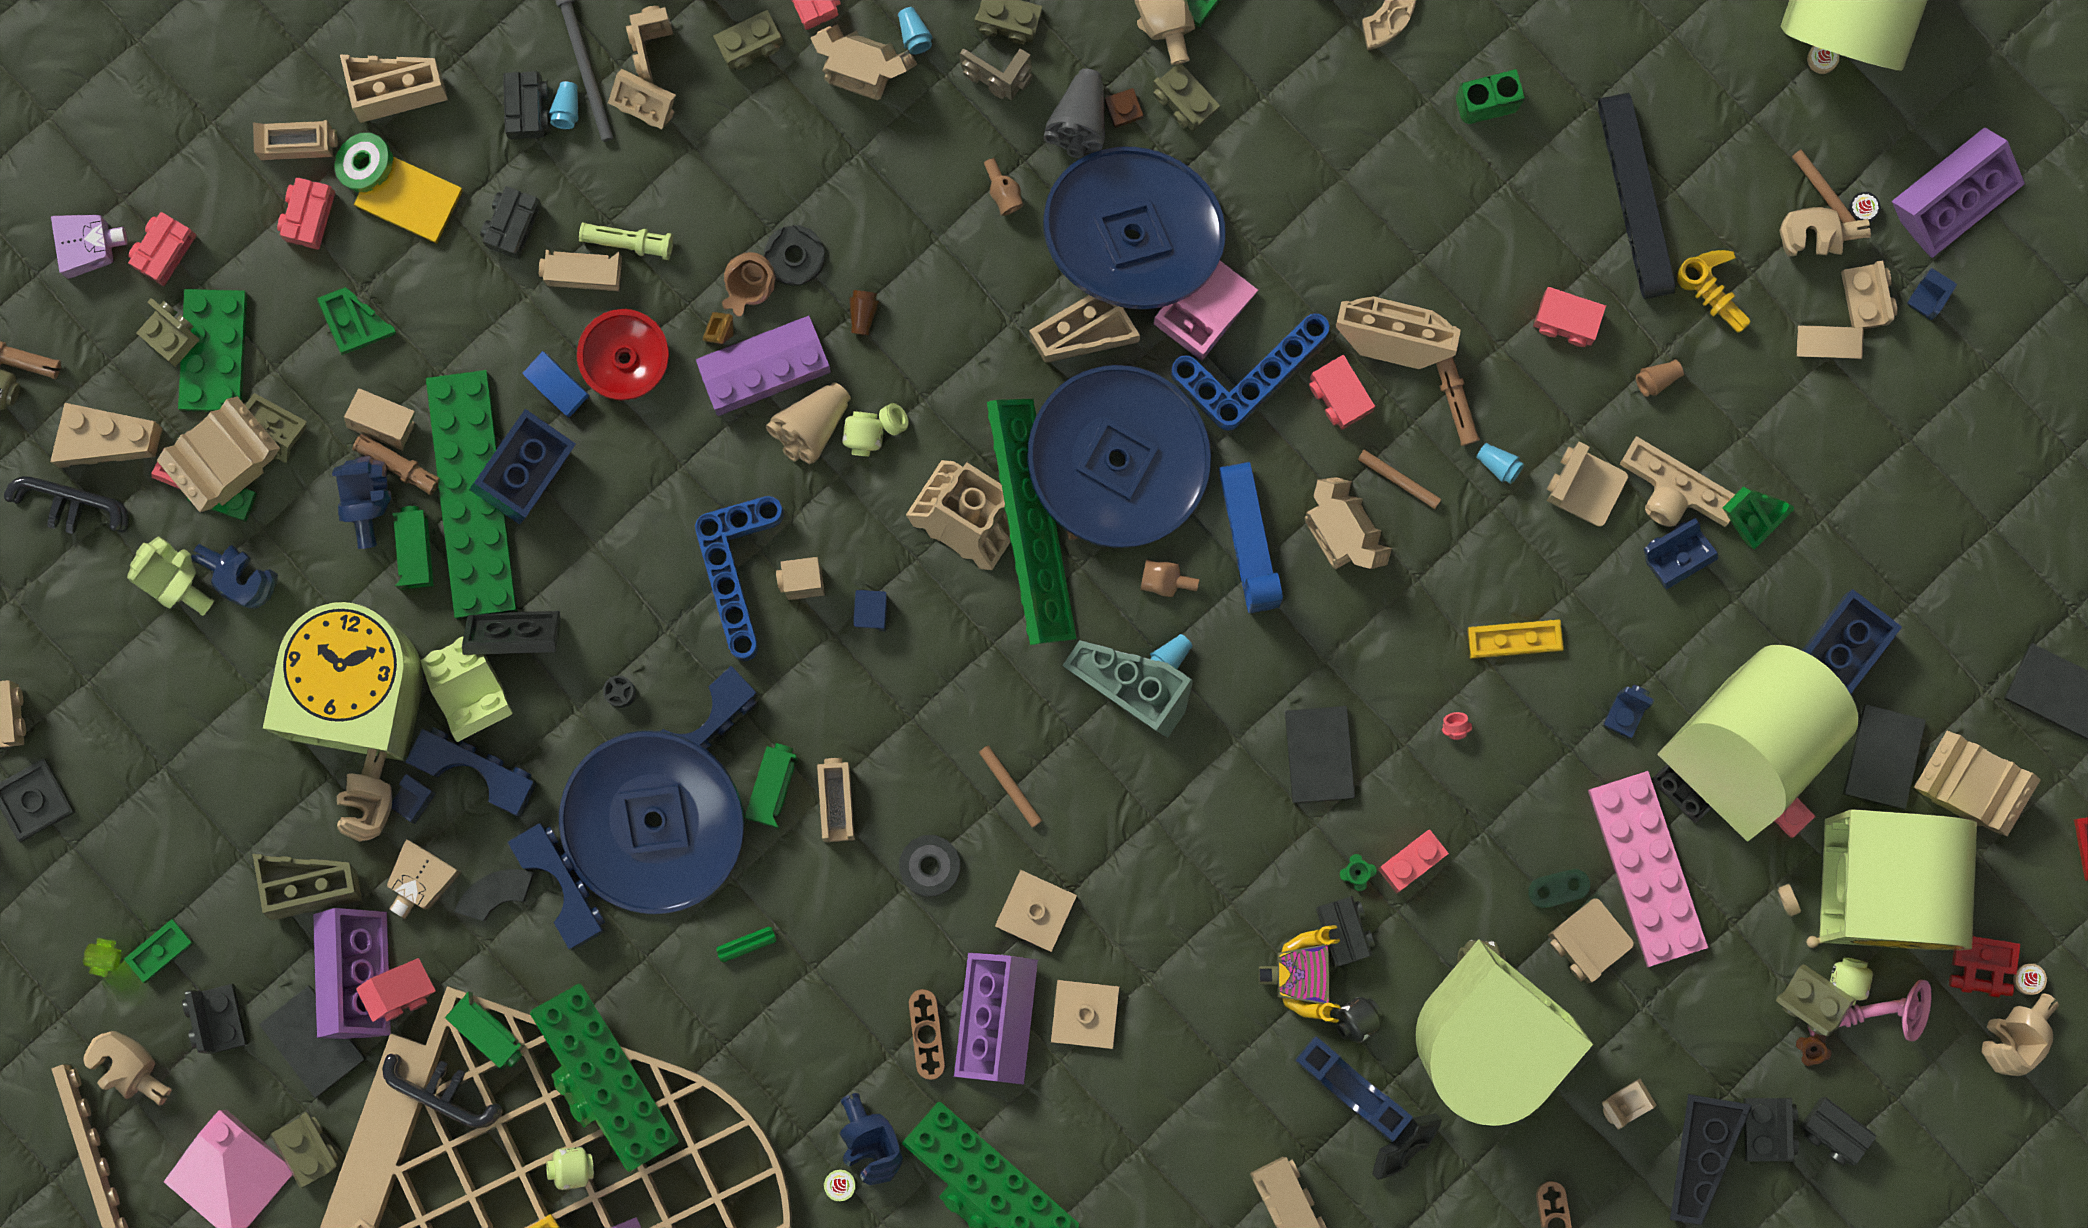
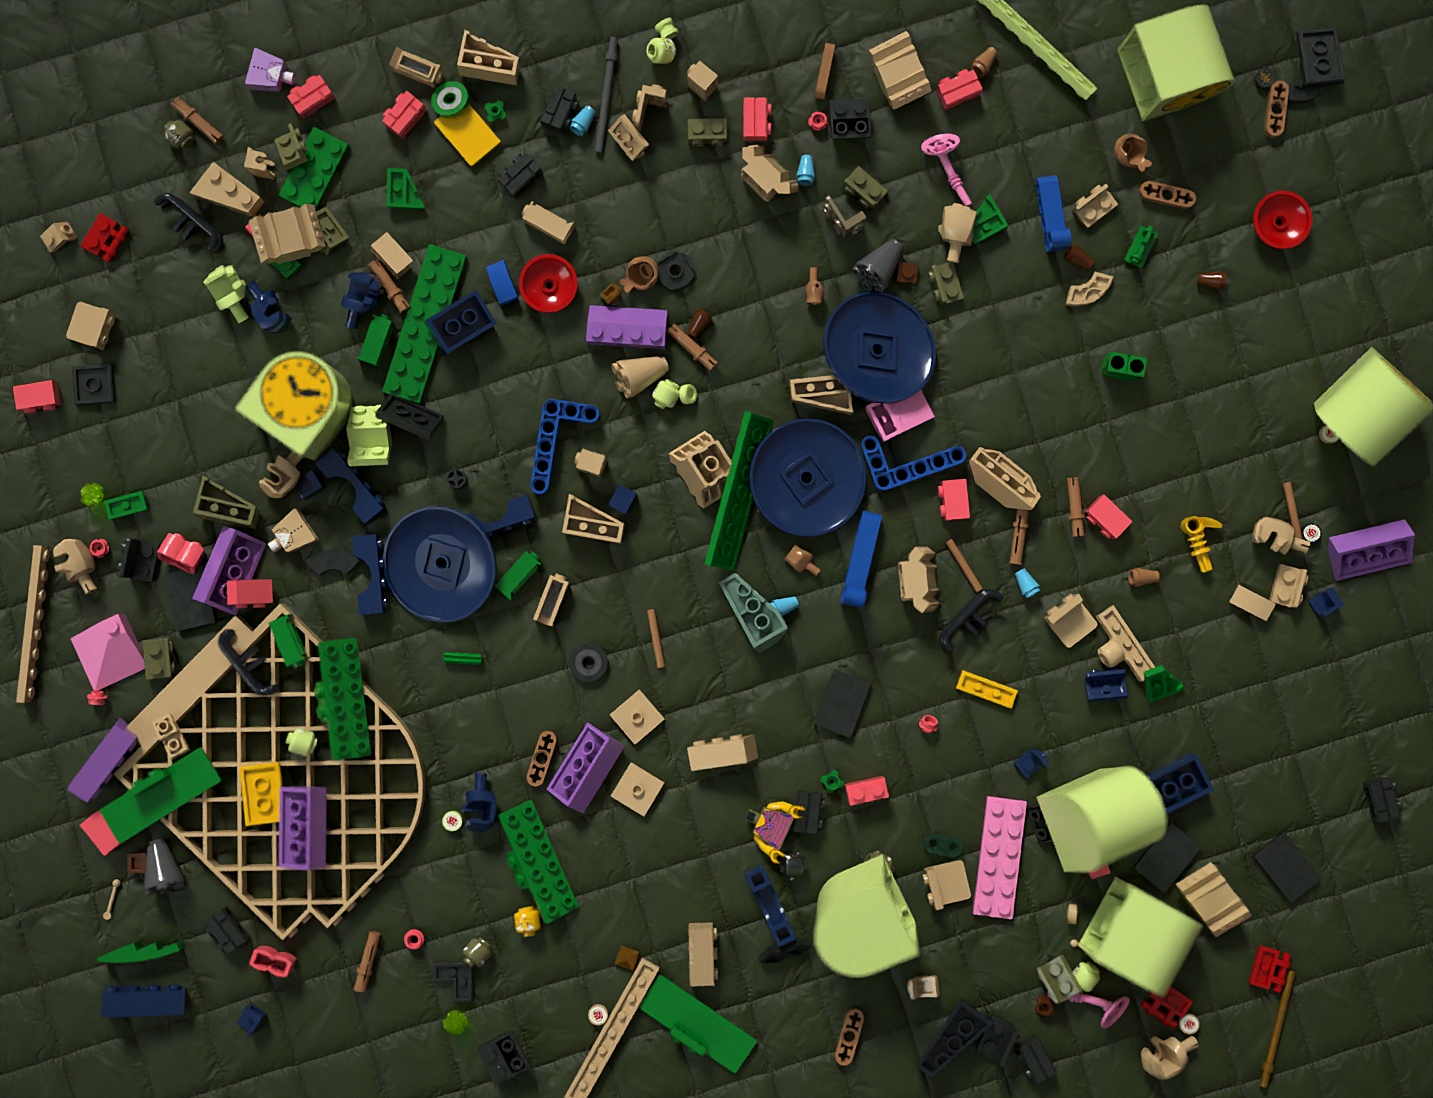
camera: 20 degrees right, 5 degrees up
(129, 380) = (257, 165): none -> tan hinge
(139, 1027) = (94, 548): none -> coral plate
(270, 981) = (181, 553): none -> coral brick
(443, 150) = (500, 114): none -> green plate
(639, 241) = (589, 221): yellowish green pin -> none
(841, 663) = (590, 522): none -> tan wedge
(869, 351) = (693, 348): none -> medium nougat pin
(1181, 902) = (722, 752): none -> tan wedge
(1432, 554) = (964, 614): none -> black piece
(1517, 324) = (1075, 507): none -> medium nougat pin
(1636, 196) = (1181, 464): black beam -> none

